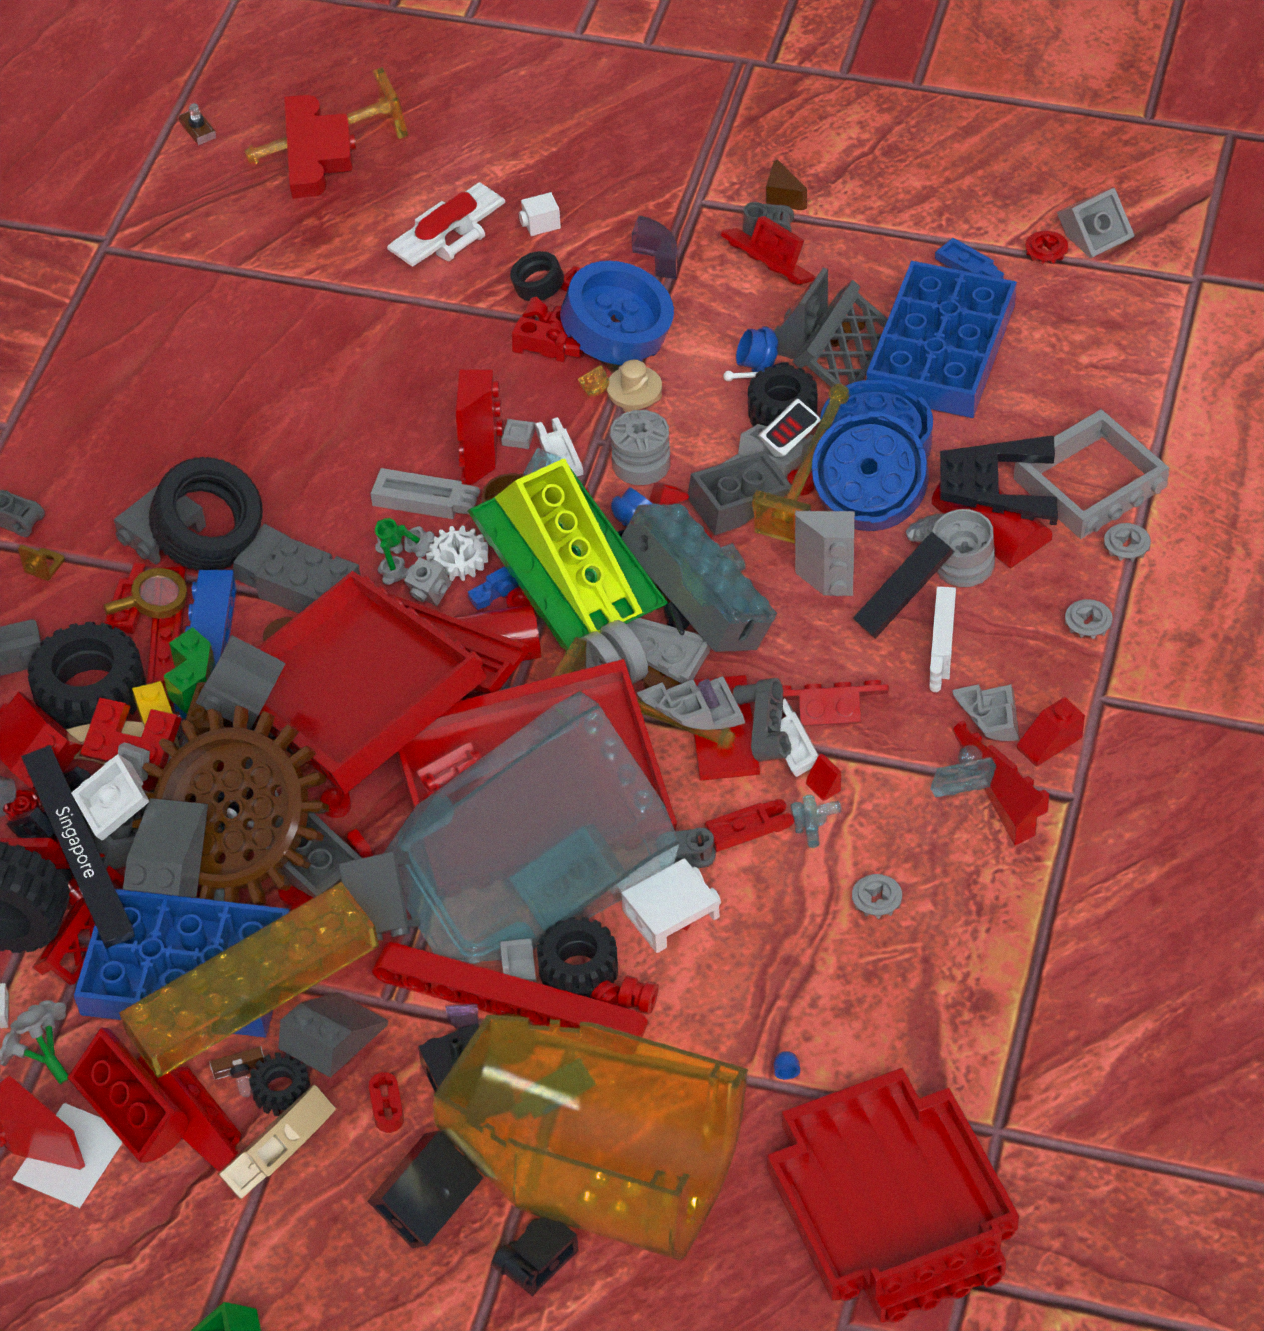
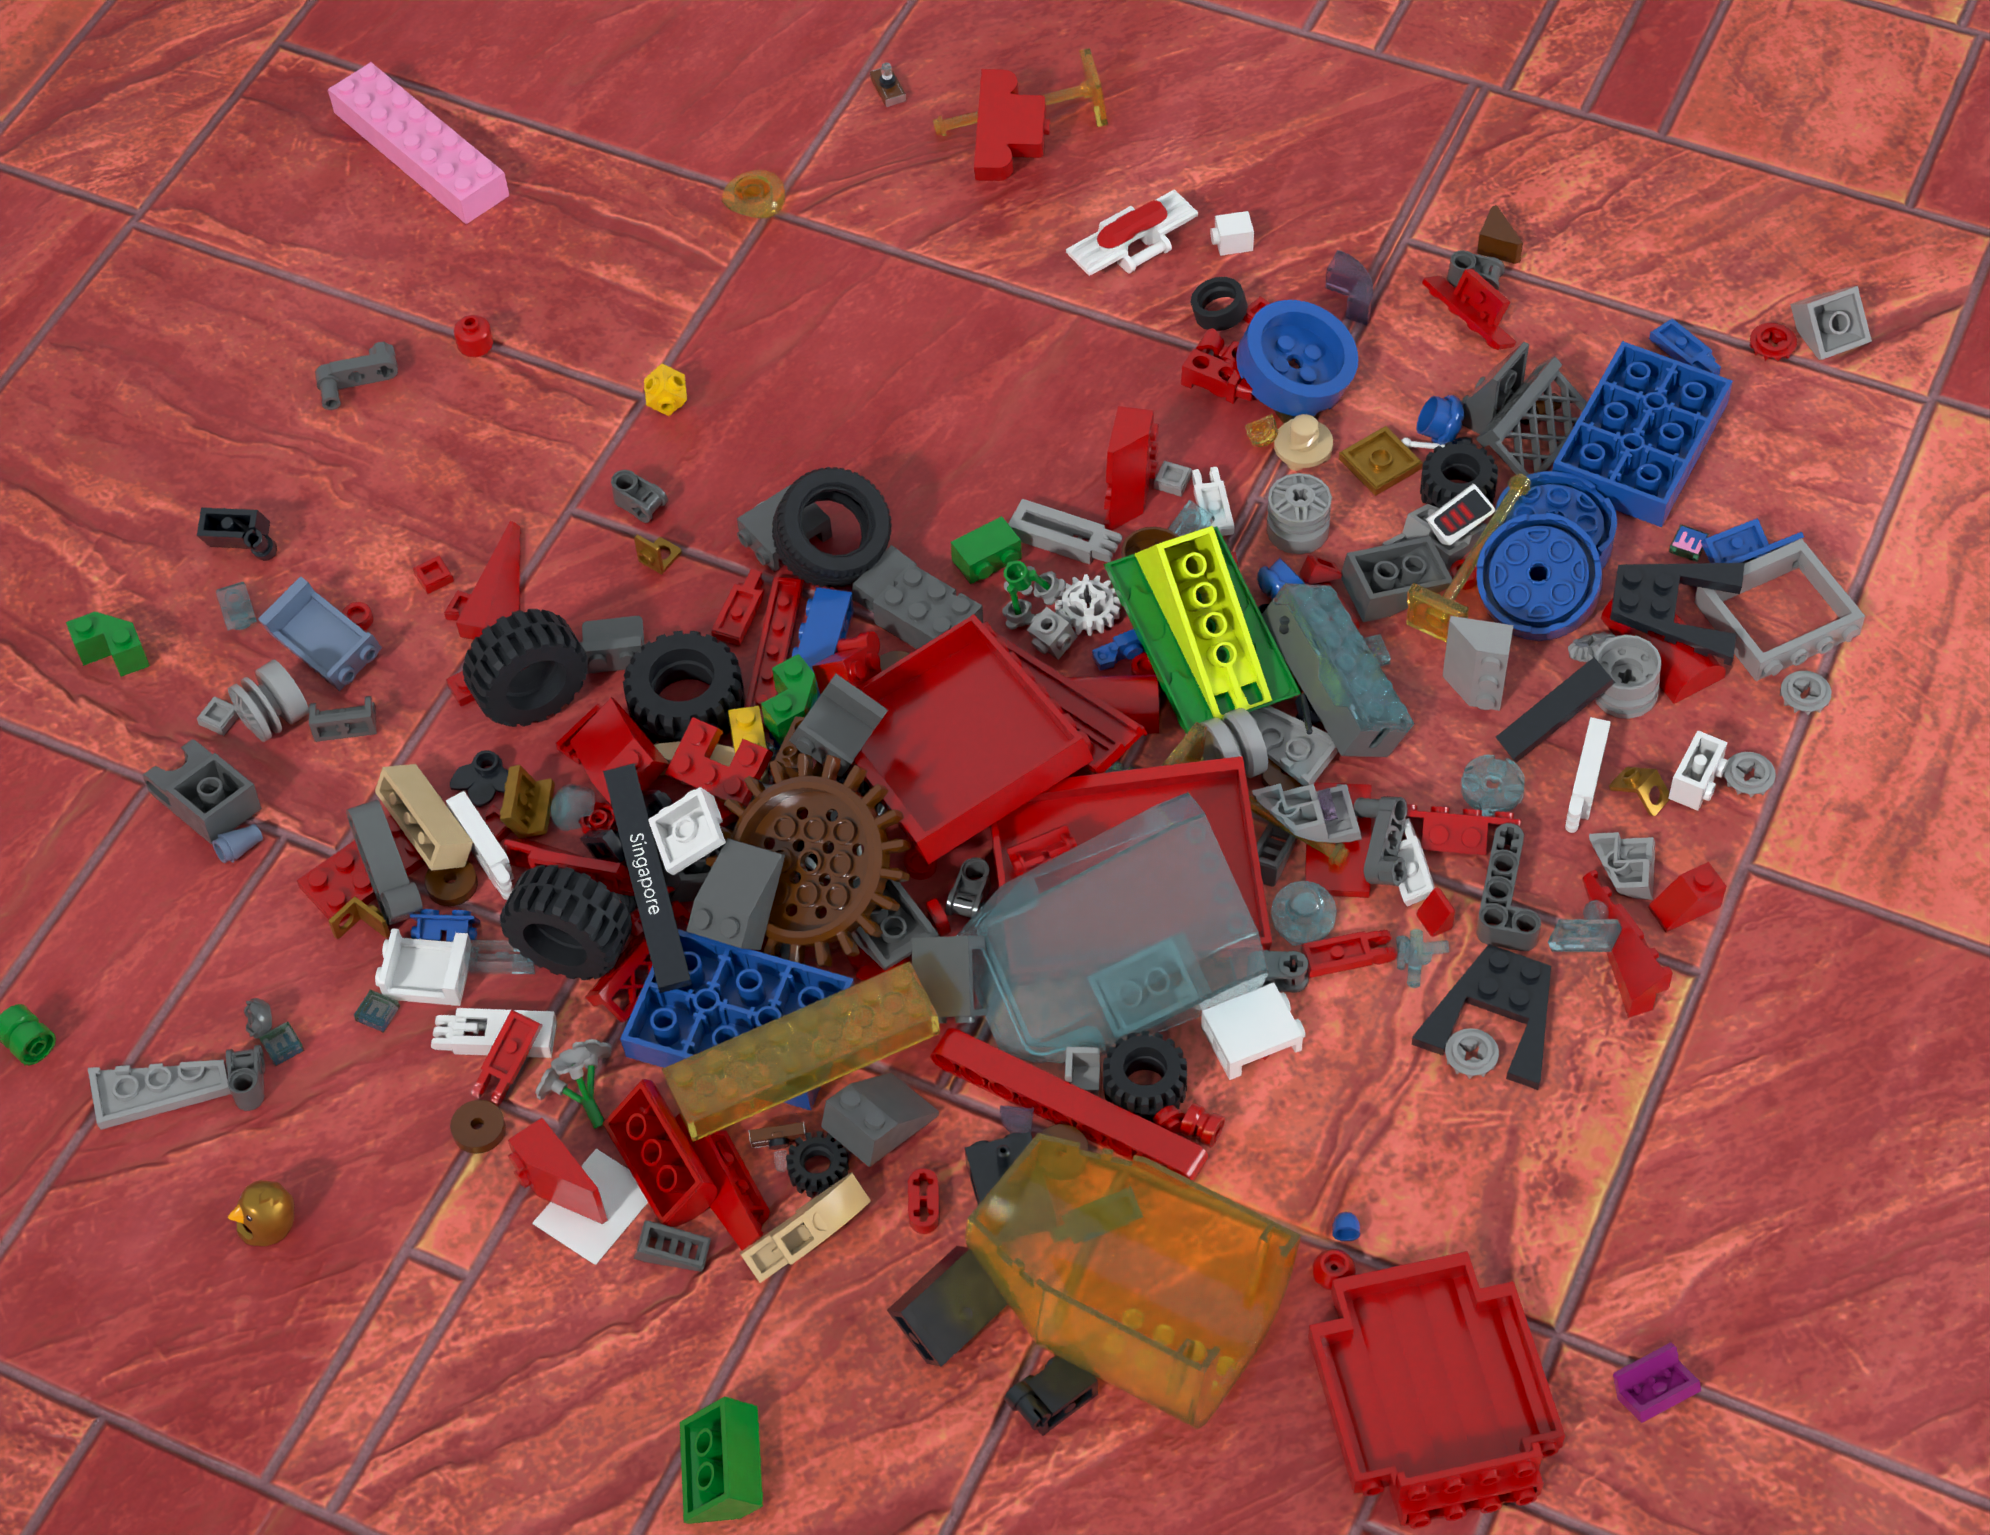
camera: 10 degrees right, 5 degrees up
(27, 415) = (665, 389): none -> yellow brick
(86, 234) = (755, 194): none -> clear yellow hat
(136, 756) = (719, 788): light grey tile -> none
(142, 1190) = (669, 1258): none -> dark grey slope
(153, 593) = (767, 606): pearl gold piece -> none
(245, 624) = (855, 661): none -> red hinge
(353, 517) = (986, 550): none -> green brick
(385, 821) = (968, 894): none -> dark grey piece
(666, 747) = (1275, 852): none -> dark grey slope
(701, 794) = (1303, 912): none -> clear light blue plate
(707, 394) = (1380, 460): none -> pearl gold tile
(771, 1099) = (1333, 1257): none -> red plate
(847, 646) = (1490, 800): none -> clear light blue plate
(881, 776) = (1502, 884): none -> dark grey beam
(895, 833) = (1506, 986): none -> black wing
(992, 638) = (1640, 782): none -> pearl gold bracket
(1000, 428) = (1688, 543): none -> tile
(1042, 620) = (1698, 770): none -> white brick
(1048, 420) = (1742, 544): none -> blue bracket
(1093, 1158) = (1655, 1383): none -> magenta bracket

